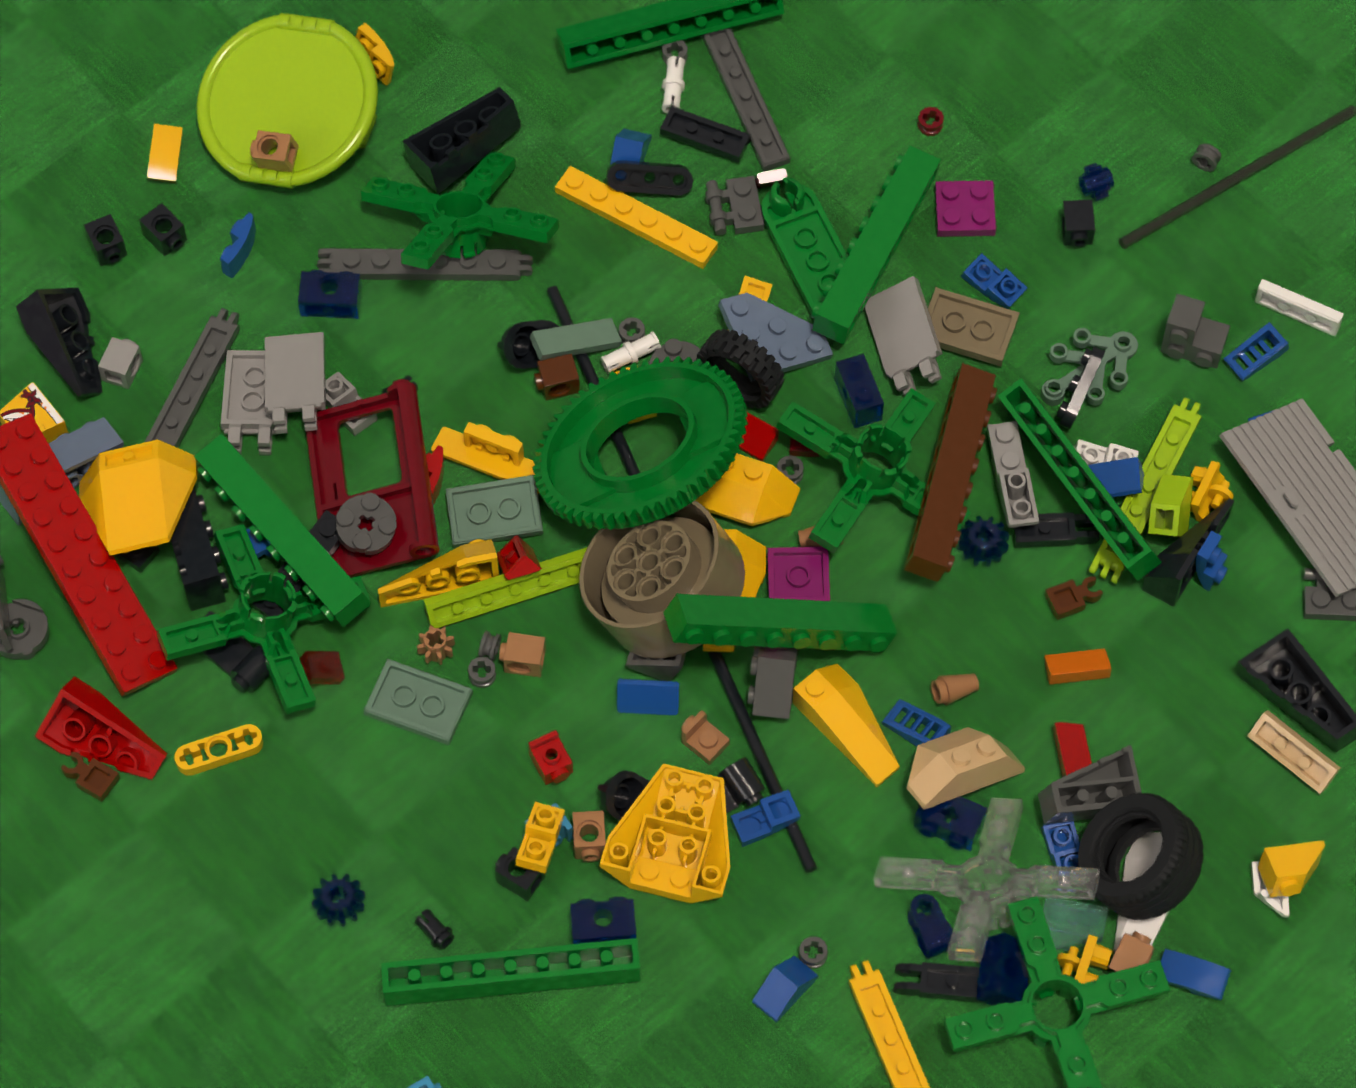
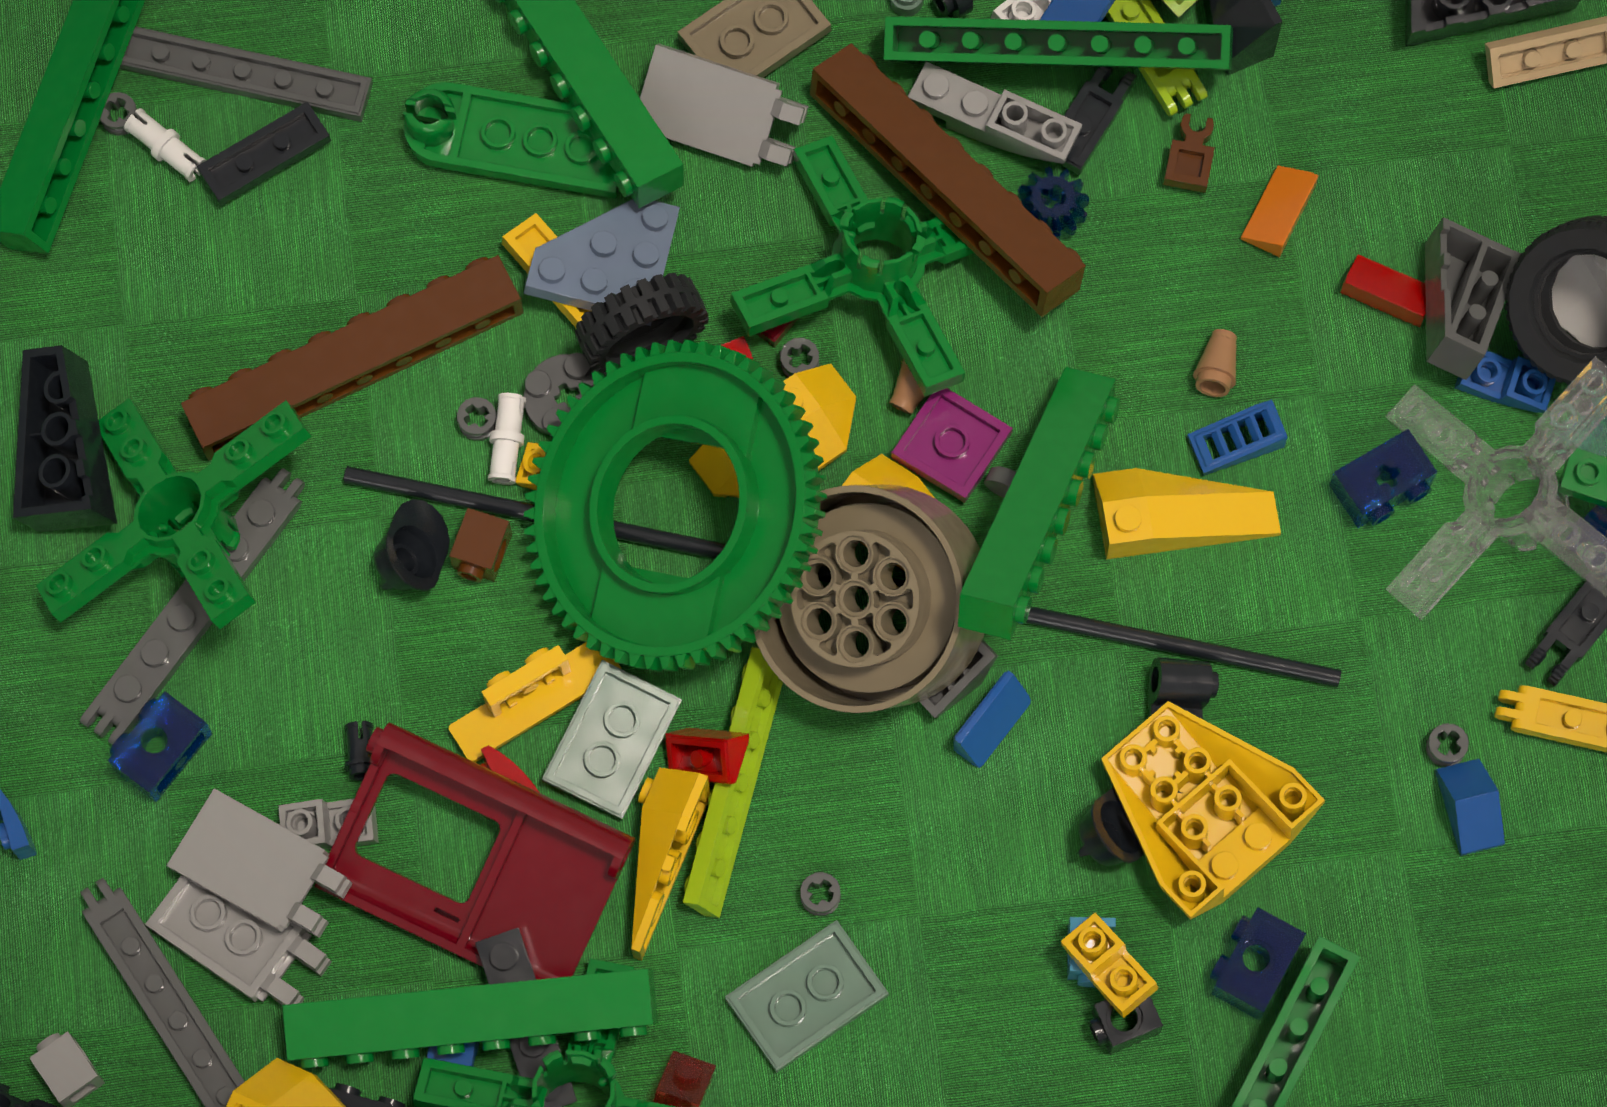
camera: 55 degrees left, 10 degrees up
(361, 540) = (551, 886): dark grey plate -> none
(434, 638) = (754, 915): medium nougat gear -> none
(490, 645) = (794, 861): dark grey bush -> none
(523, 654) = (835, 829): medium nougat brick -> none
(546, 747) = (983, 894): red brick -> none
(575, 339) = (445, 491): sand green tile -> none
(589, 823) = (1127, 886): medium nougat brick -> none
(628, 251) = (358, 353): none -> reddish brown brick
(630, 146) = (224, 260): blue slope -> none
(636, 217) = (315, 310): yellow plate -> none
(661, 184) = (294, 251): black plate -> none
(703, 737) = (1088, 690): medium nougat bracket -> none
(743, 203) = (392, 173): dark grey plate -> none
(765, 819) = (1242, 686): blue slope -> none
(767, 178) = (386, 118): tile -> none
(774, 681) = (1089, 565): dark grey brick -> none
(859, 391) = (754, 210): clear blue brick -> none
(931, 931) = (1512, 593): clear blue piece -> none
(958, 766) = (1331, 426): tan wedge -> none

